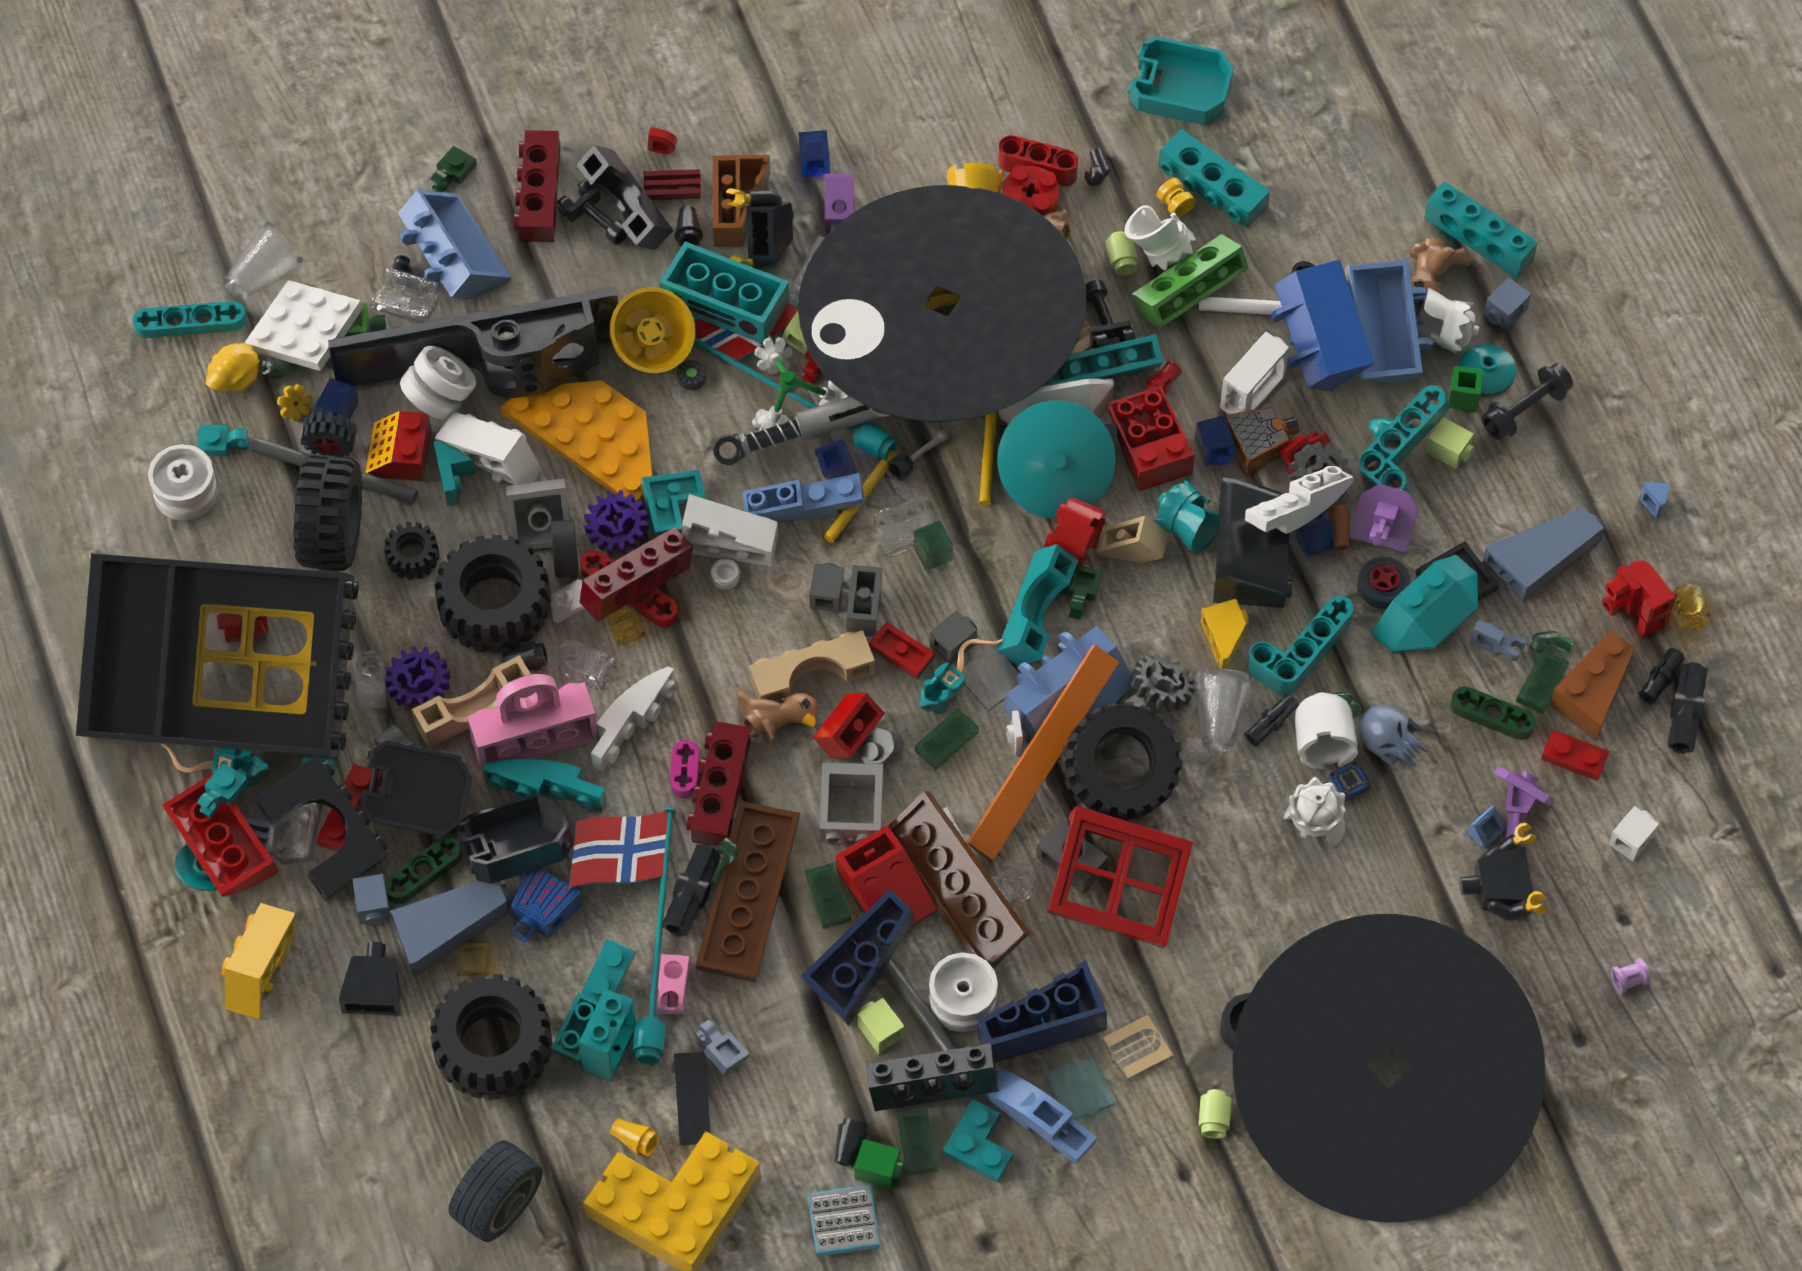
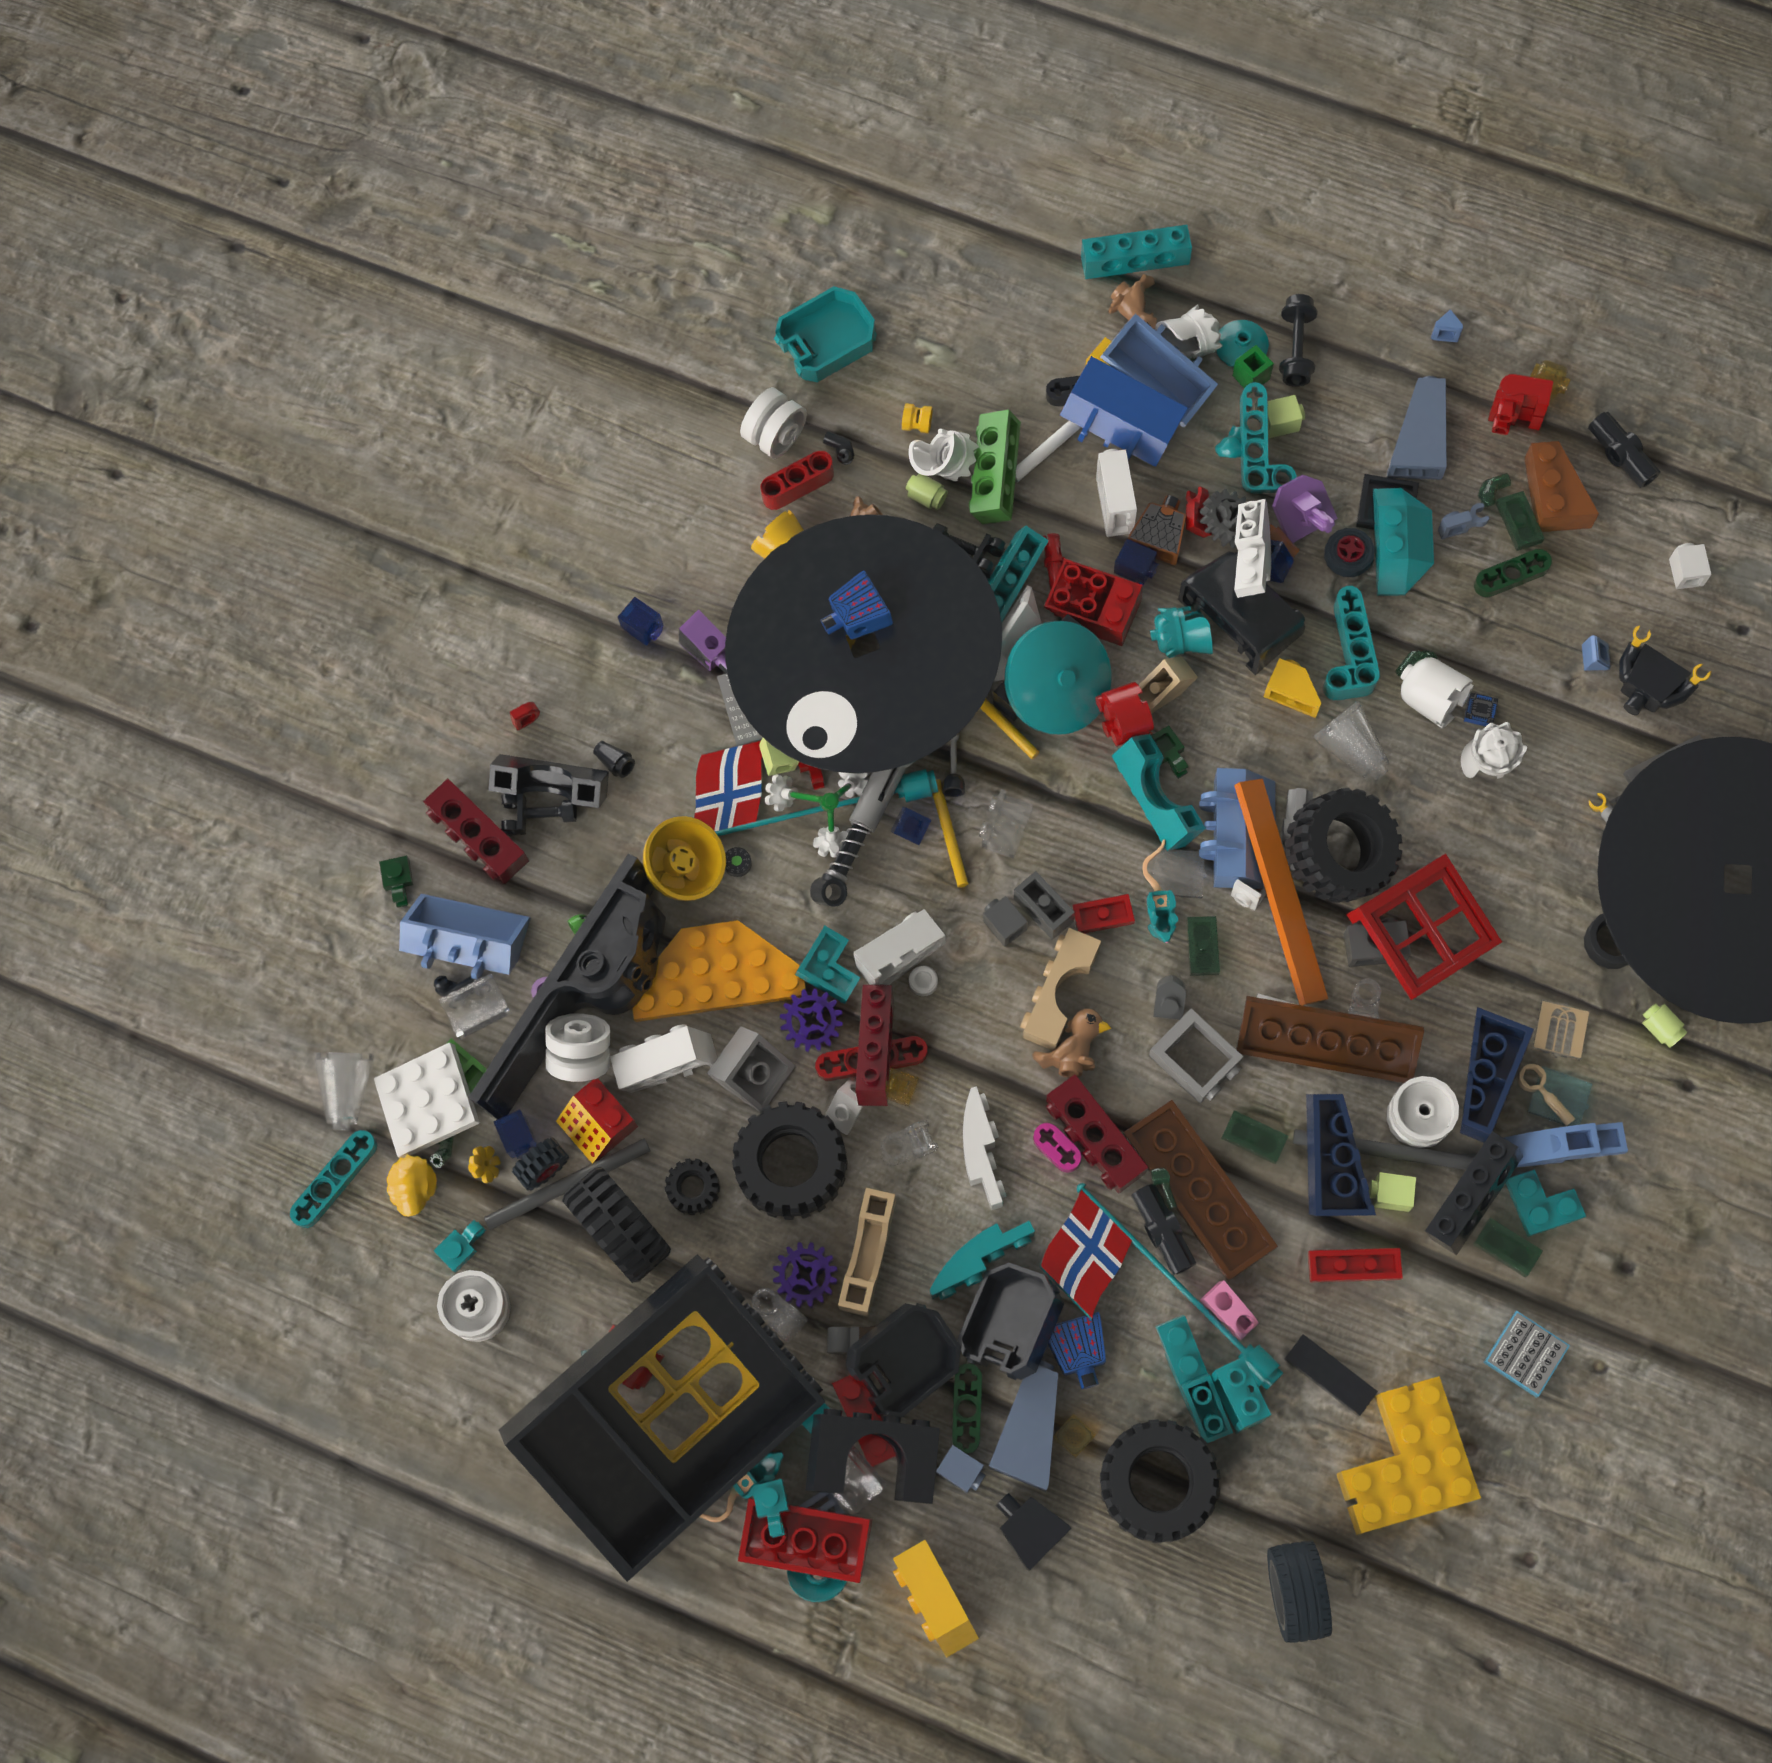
camera: 40 degrees left, 10 degrees up
(377, 323) = (475, 1047): clear green hand -> none
(451, 466) = (647, 1096): teal slope -> none
(532, 654) = (862, 1177): black cone -> none
(535, 724) = (931, 1228): bright pink brick -> none
(564, 548) = (802, 1076): black tyre -> none
(637, 1137) = (1328, 1444): yellow cone -> none
(672, 180) = (559, 731): dark red tile -> none
(722, 1050) = (1315, 1318): sand blue plate -> none
(727, 292) = (699, 779): teal brick -> none
(738, 173) = (623, 705): dark orange wedge -> none
(767, 226) = (678, 708): black torso -> none
(795, 1045) = (1355, 1265): none -> red plate
(805, 502) = (918, 874): medium blue slope -> none
(848, 725) = (1135, 1004): red brick -> none
(849, 1141) = (1466, 1294): black cone -> none
(878, 1164) = (1503, 1290): green brick -> none
(881, 865) = (1278, 1085): red slope -> none
(933, 545) = (1043, 819): clear green brick -> none
(951, 635) = (1127, 869): dark grey brick -> none
(961, 272) = (857, 609): none -> blue torso
(1033, 188) = (821, 503): red brick -> none
(1063, 103) = (773, 422): none -> white wheel
(1069, 1078) = (1549, 1098): none -> tan piece
(1162, 682) = (1297, 763): dark grey gear -> none
(1207, 165) = (936, 371): teal brick -> none
(1270, 720) = (1388, 718): black pin -> none
(1388, 734) = (1471, 653): sand blue helmet -> none
(1507, 304) = (1208, 286): sand blue brick -> none
(1521, 796) = (1604, 613): medium lavender piece -> none
(1575, 755) = (1592, 550): red plate -> none
(1661, 676) = (1589, 459): black pin -> none

